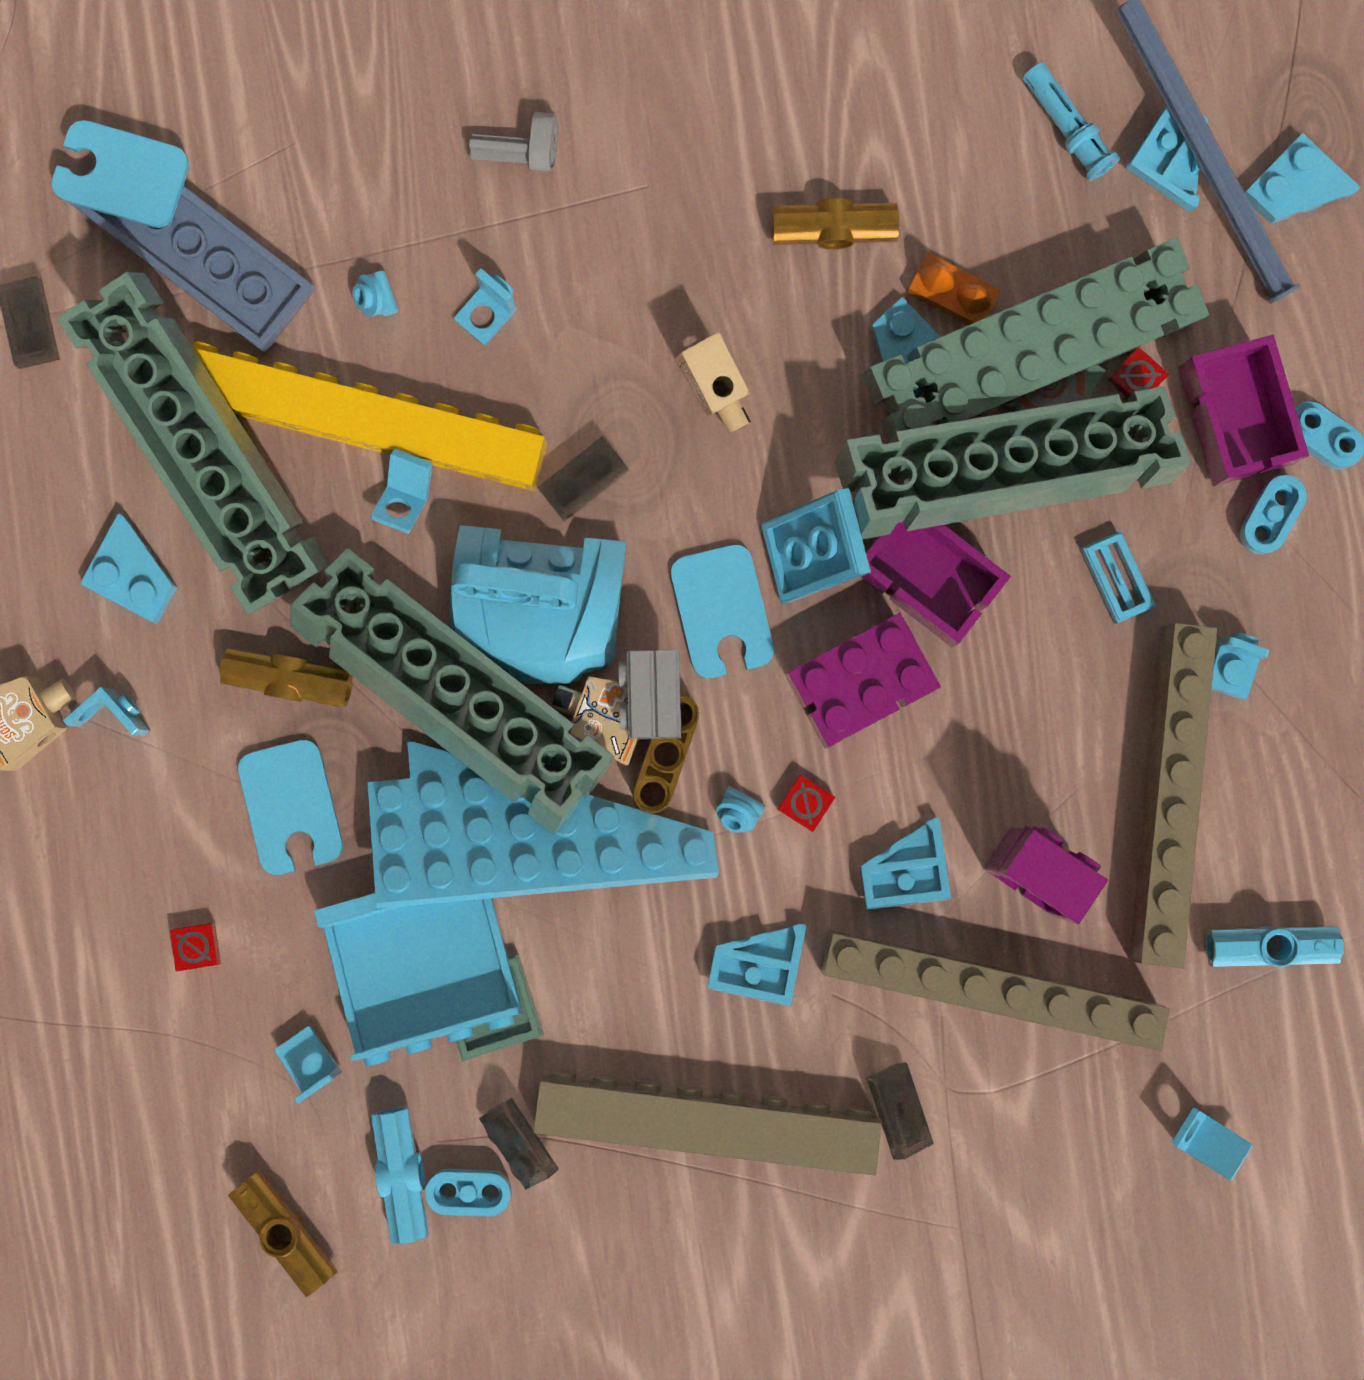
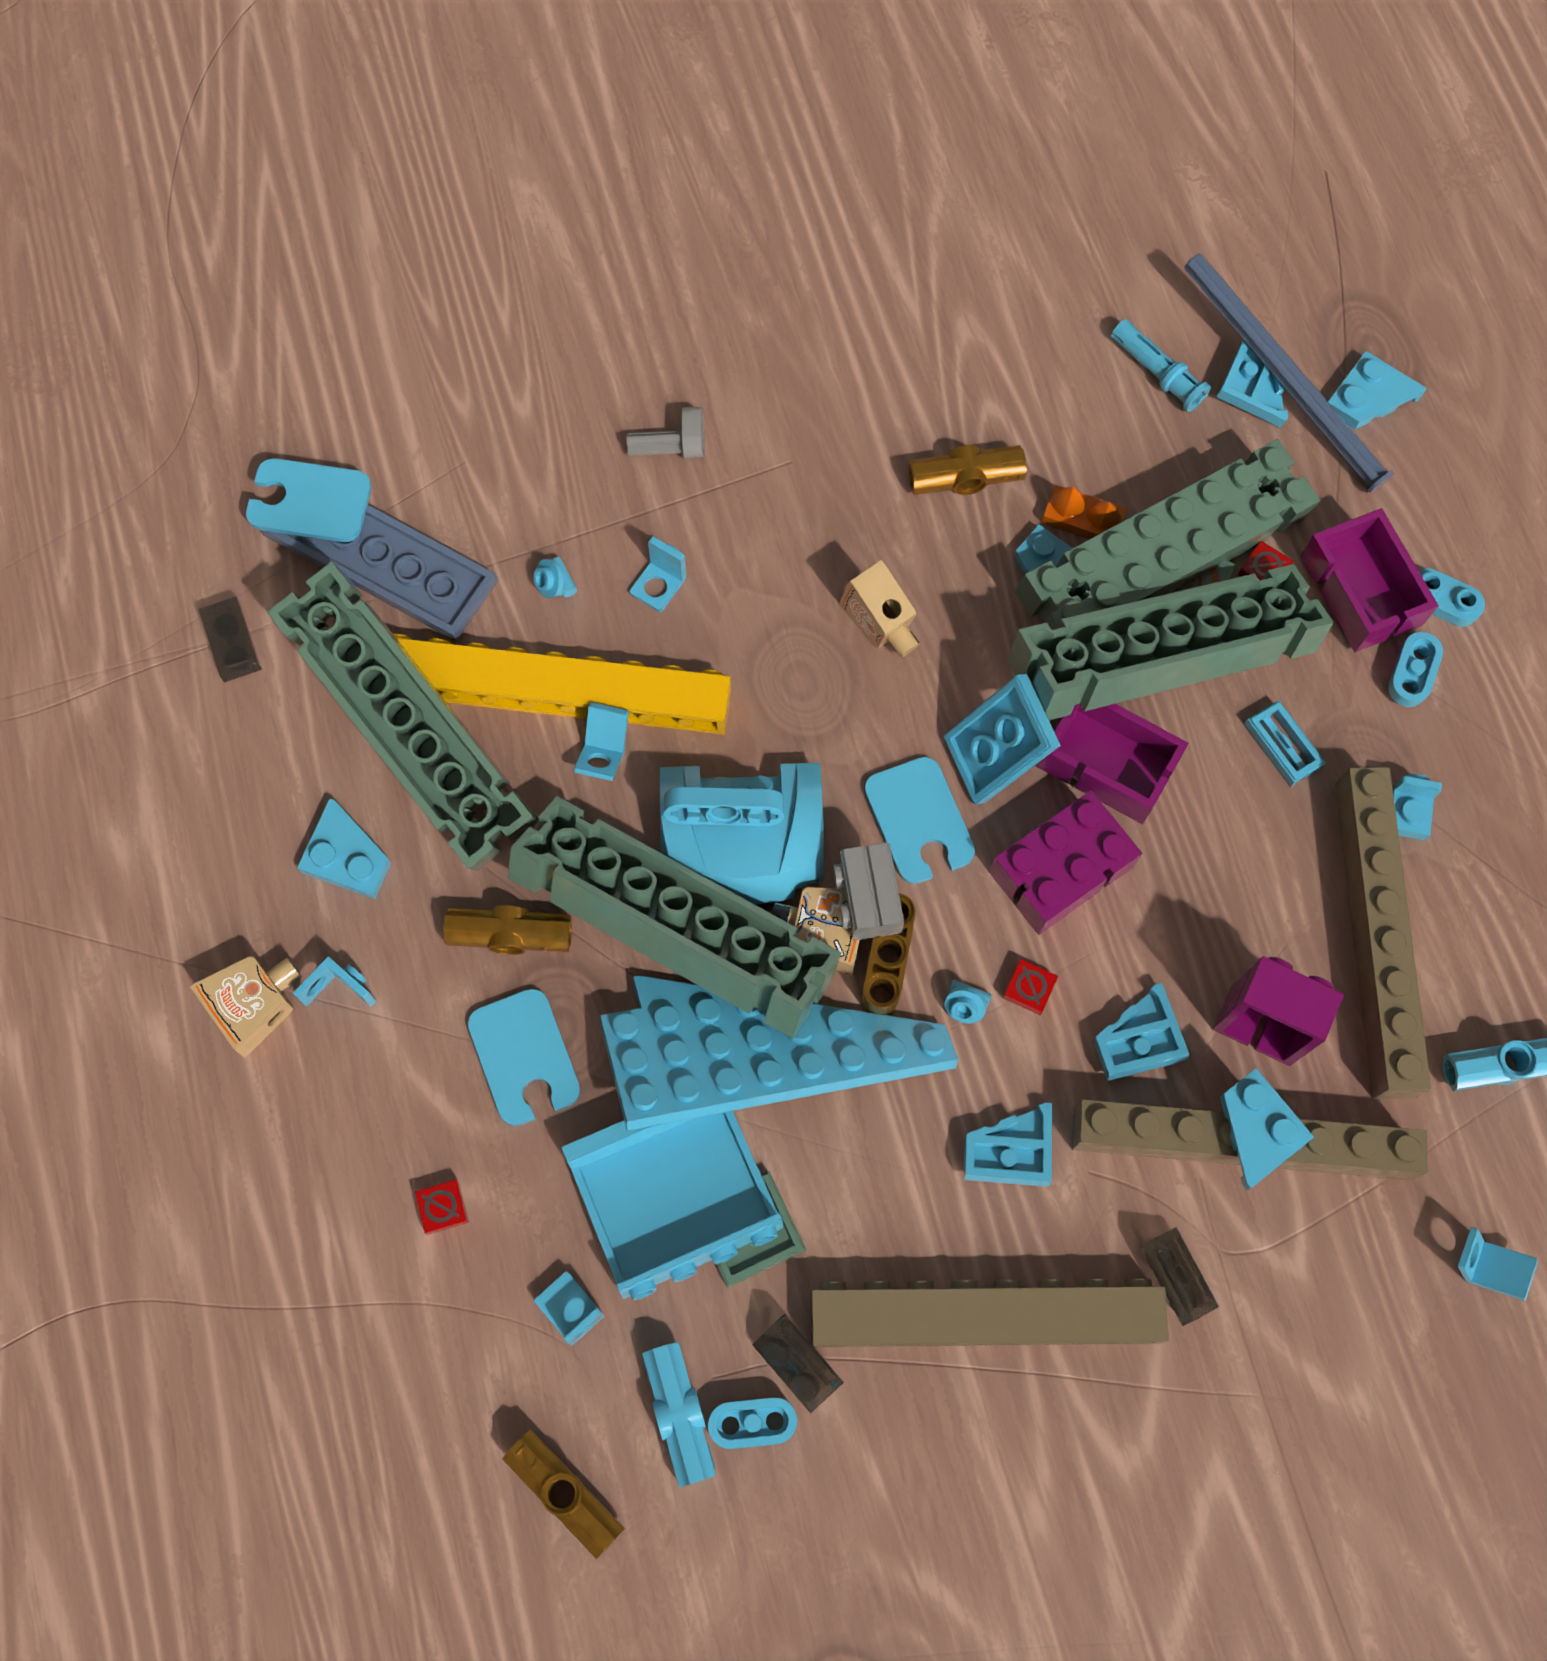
camera: 10 degrees left, 15 degrees down
(583, 479) = (770, 714): clear smoke plate -> none
(1003, 989) = (1261, 1127): none -> medium azure wing

